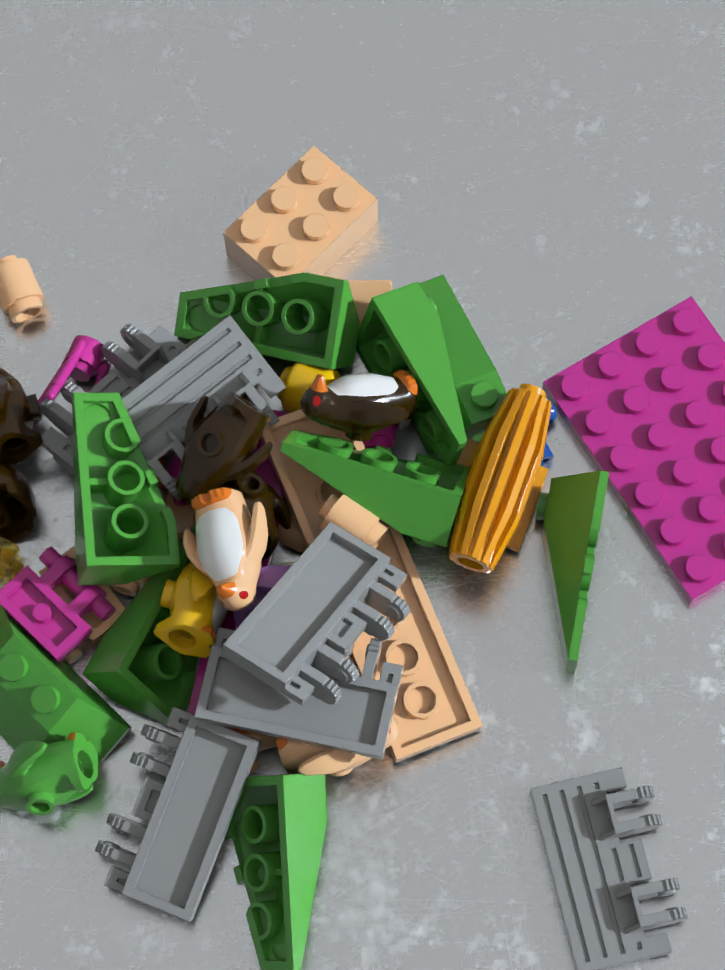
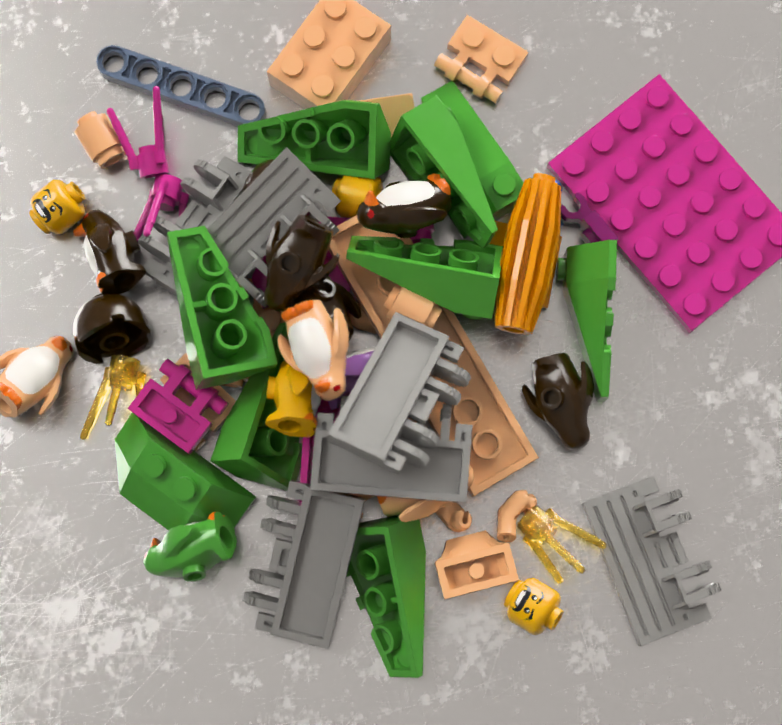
camera: 10 degrees left, 10 degrees up
(73, 315) = (151, 158): none -> dark pink plant
(110, 226) = (168, 74): none -> sand blue beam
(369, 783) = (455, 517): none -> light nougat arm
(385, 847) = (474, 565): none -> light nougat slope
(438, 786) = (518, 502): none -> light nougat arm
(451, 905) = (533, 606): none -> yellow head
(473, 812) = (540, 528): none -> clear yellow plant
(489, 246) = (486, 50): none -> light nougat plate
(521, 656) = (562, 397): none -> dark brown animal
(584, 453) = (590, 222): none -> magenta plate

